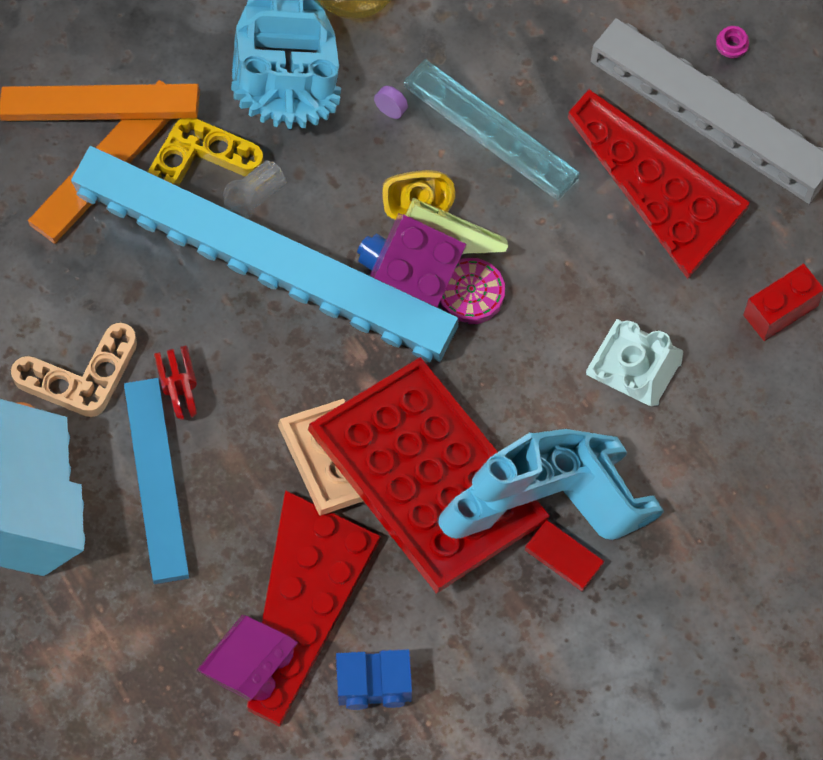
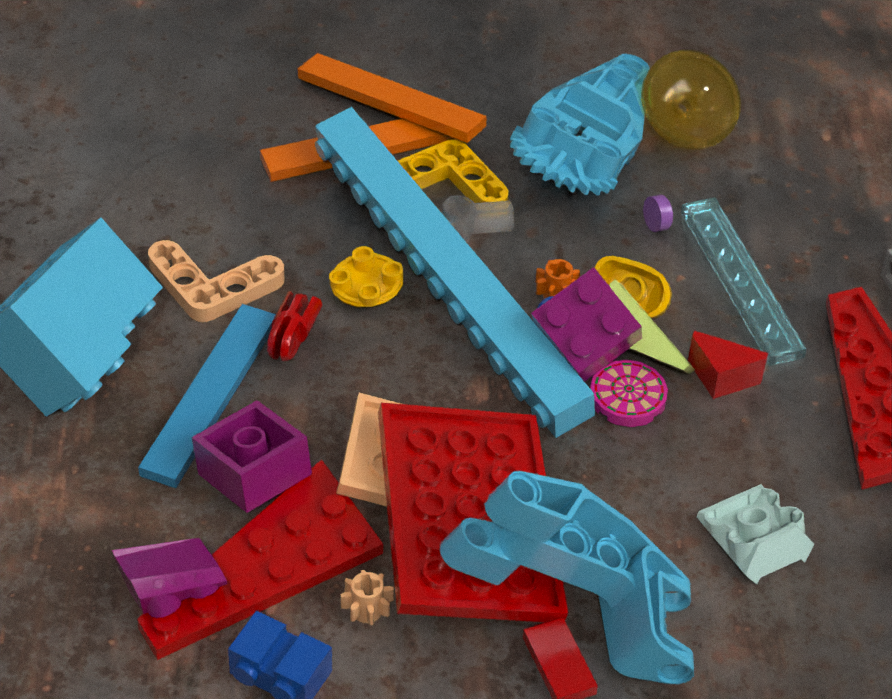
camera: 30 degrees right, 20 degrees down
(204, 300) = (366, 278): none -> yellow dish
(238, 523) = (252, 456): none -> magenta brick
(359, 209) = (555, 277): none -> orange gear
(400, 579) = (367, 597): none -> light nougat gear
(528, 225) = (725, 365): none -> red slope

